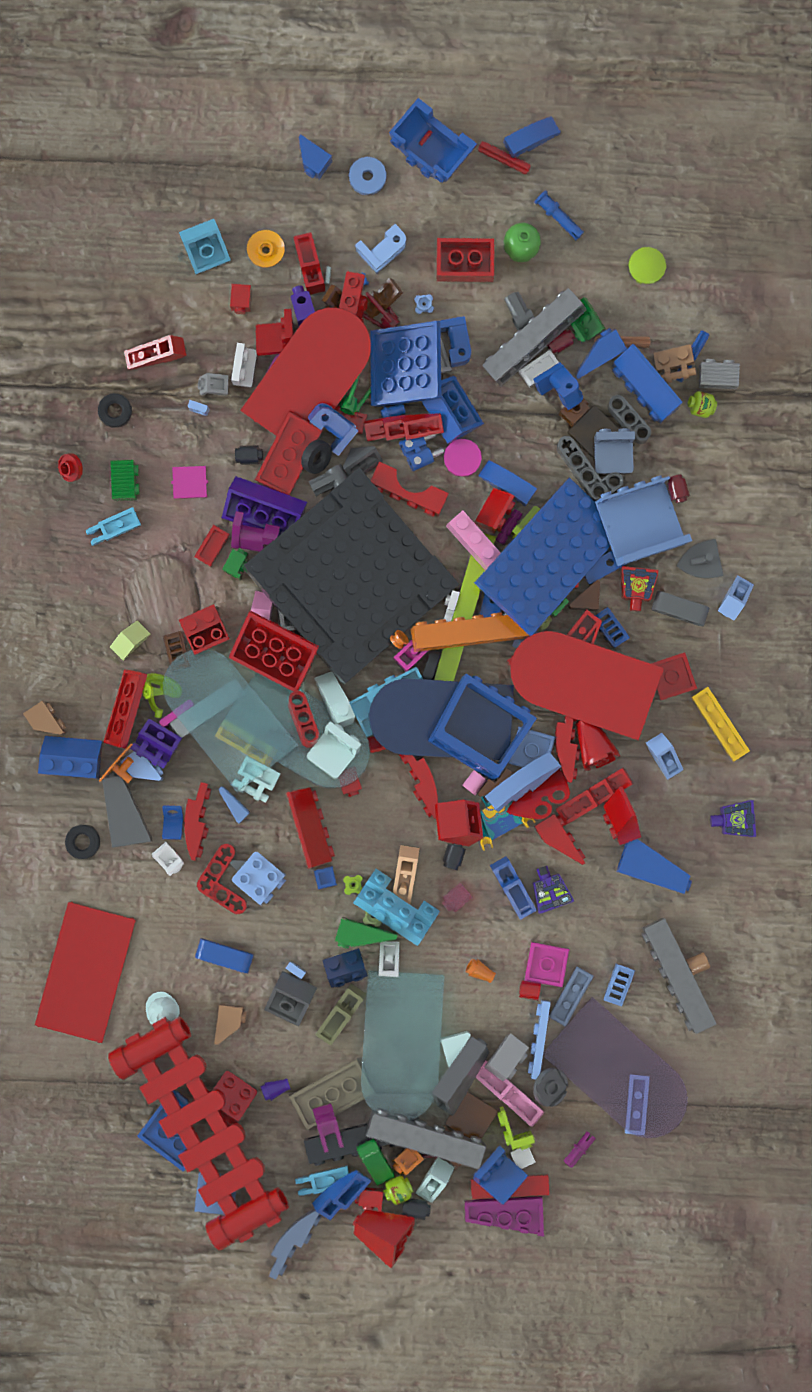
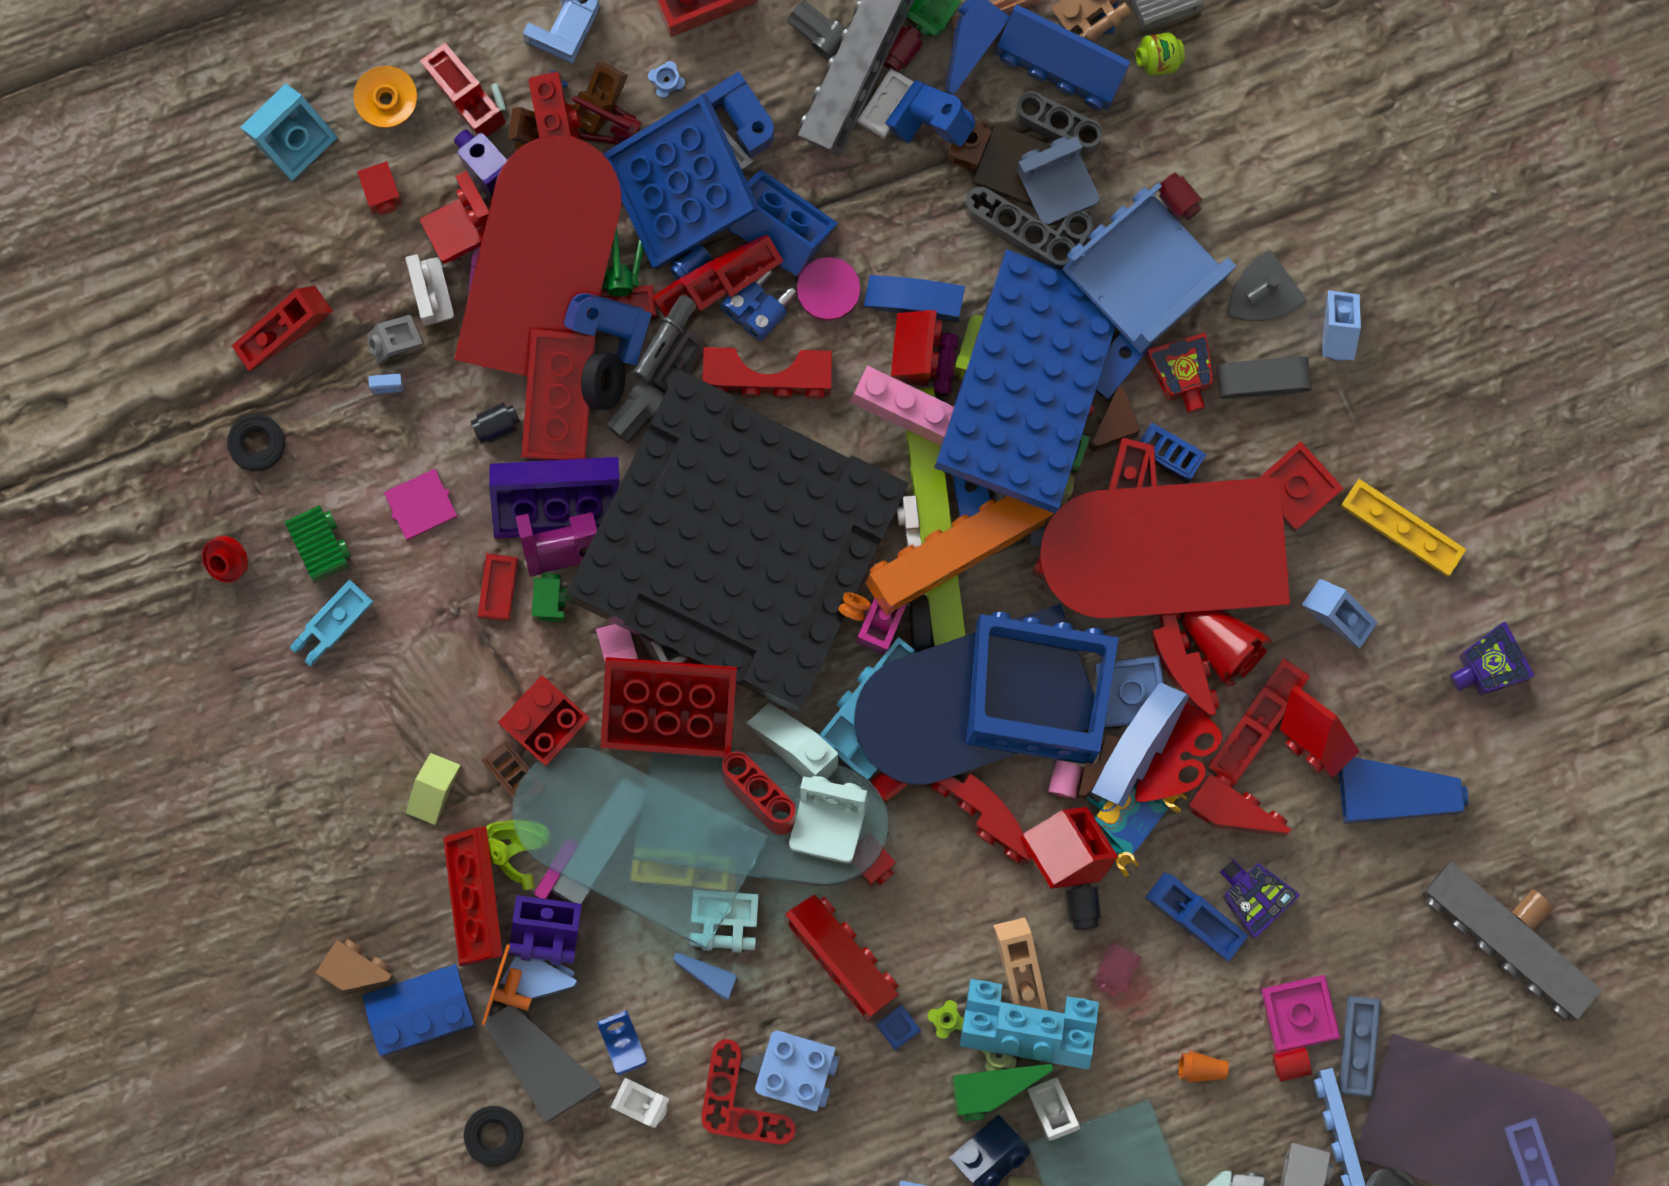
camera: 25 degrees left, 5 degrees down
(194, 829) = (661, 1038): red slope -> none
(366, 443) = (663, 340): none -> dark grey axle
(617, 968) = (1437, 995): medium blue slope -> none

